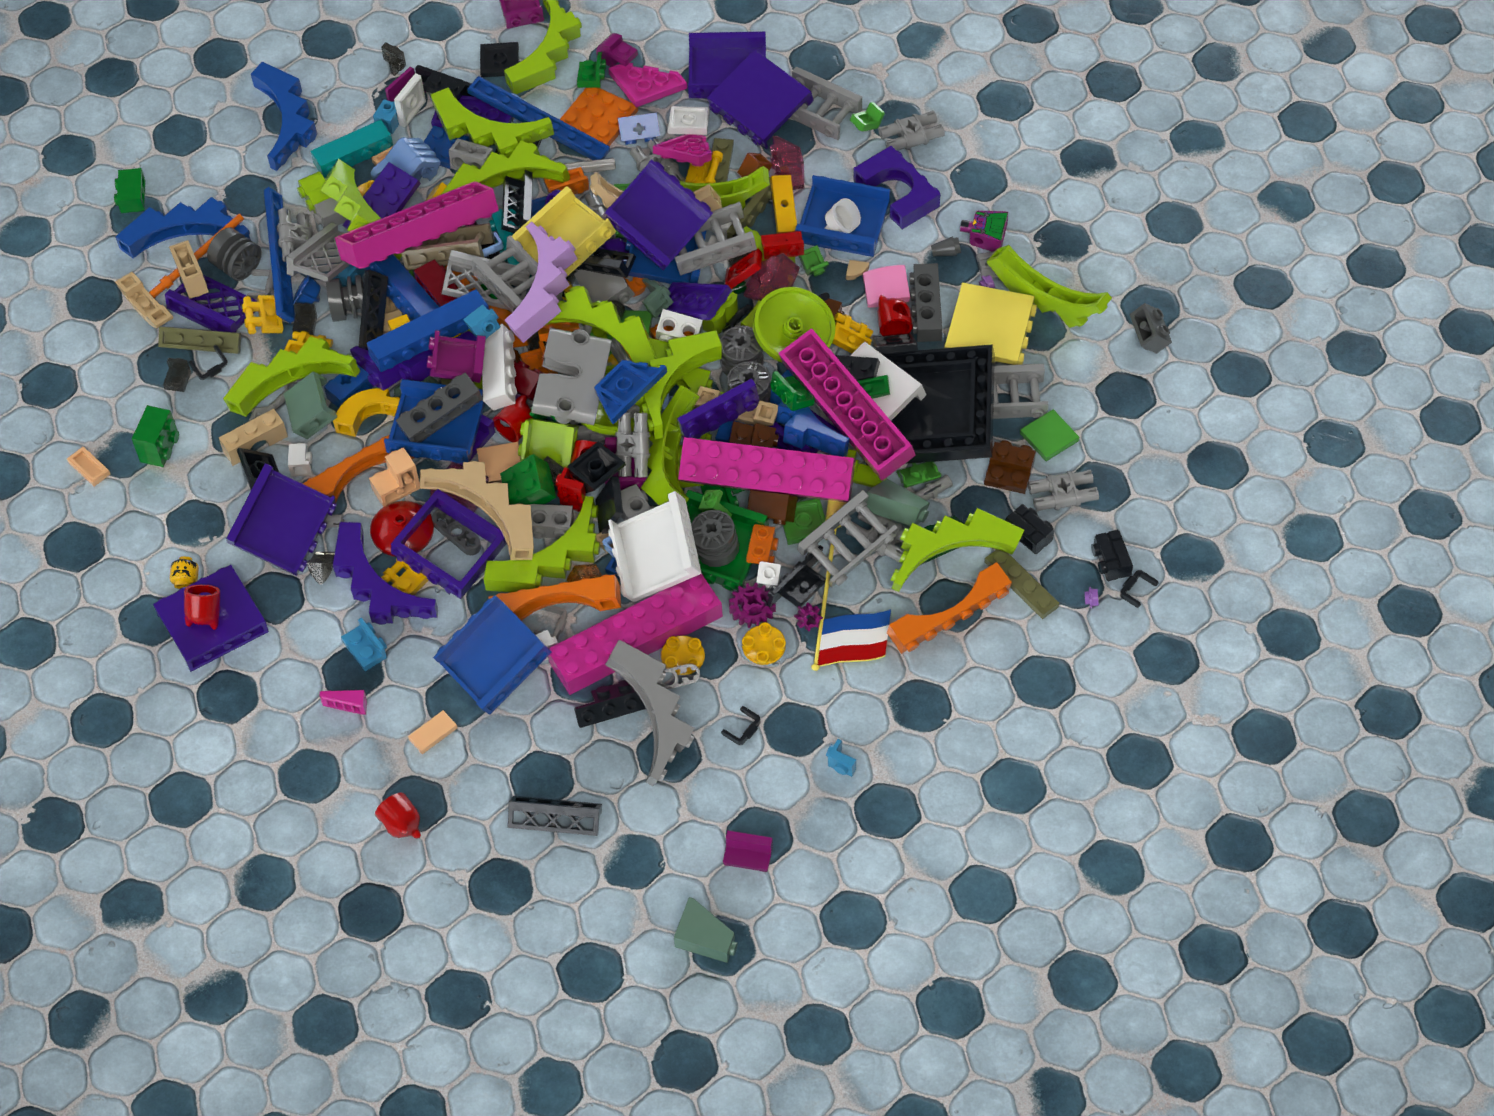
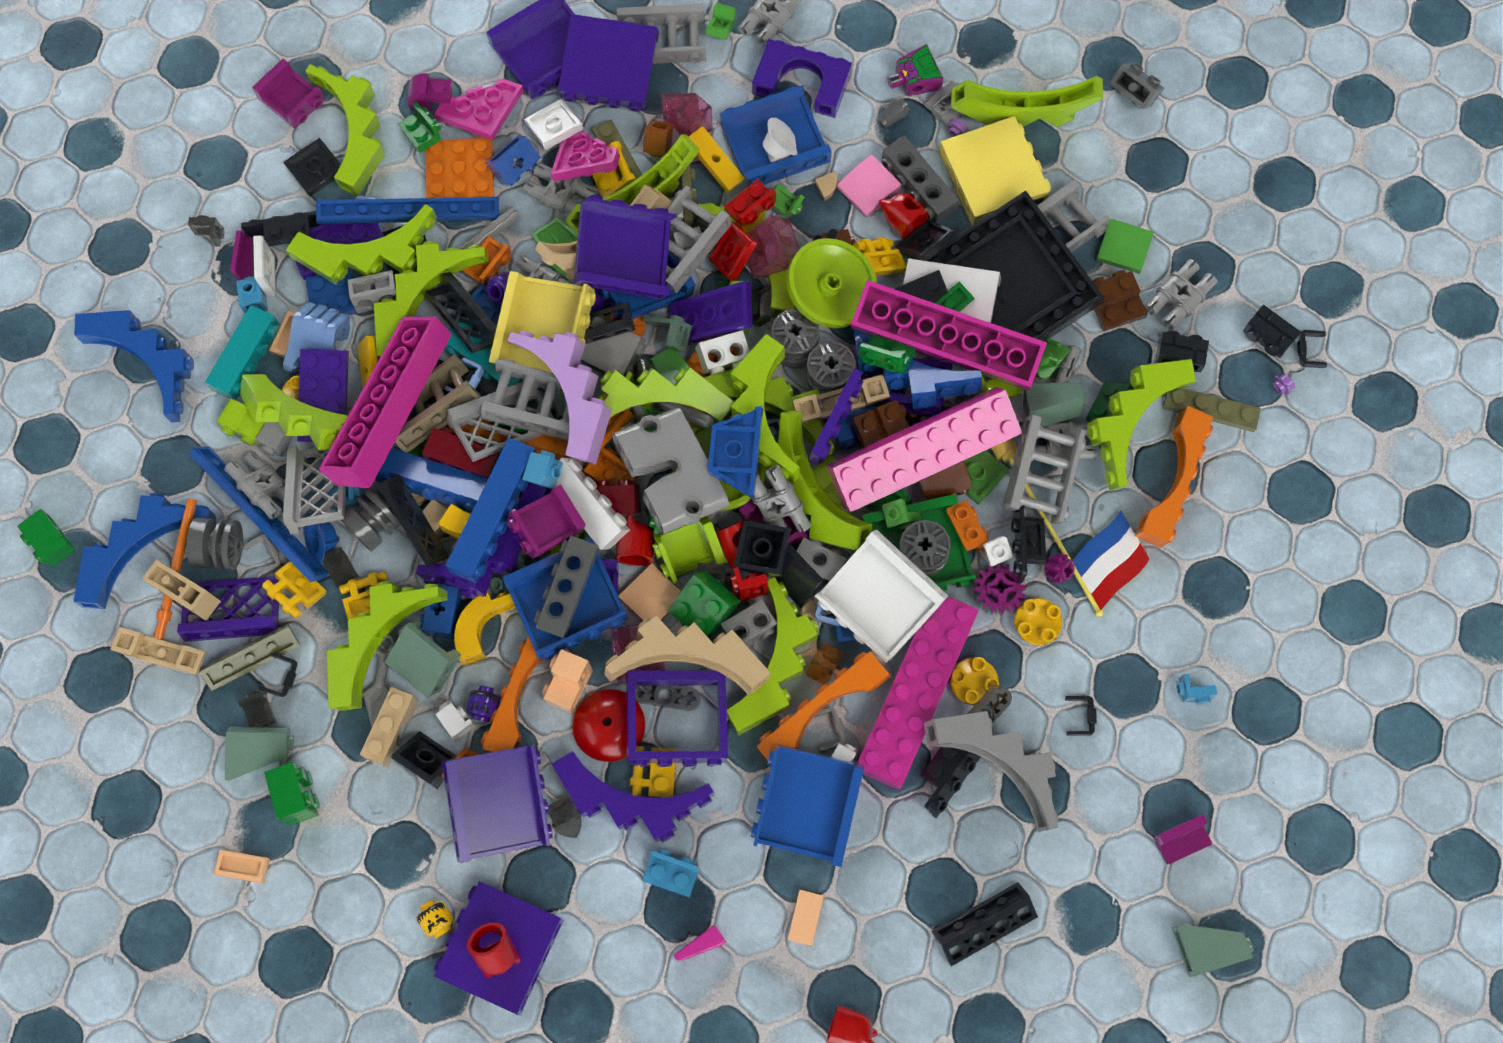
camera: 35 degrees left, 15 degrees up
(154, 392) = (254, 748): none -> sand green slope
(326, 458) = (482, 703): none -> dark purple head

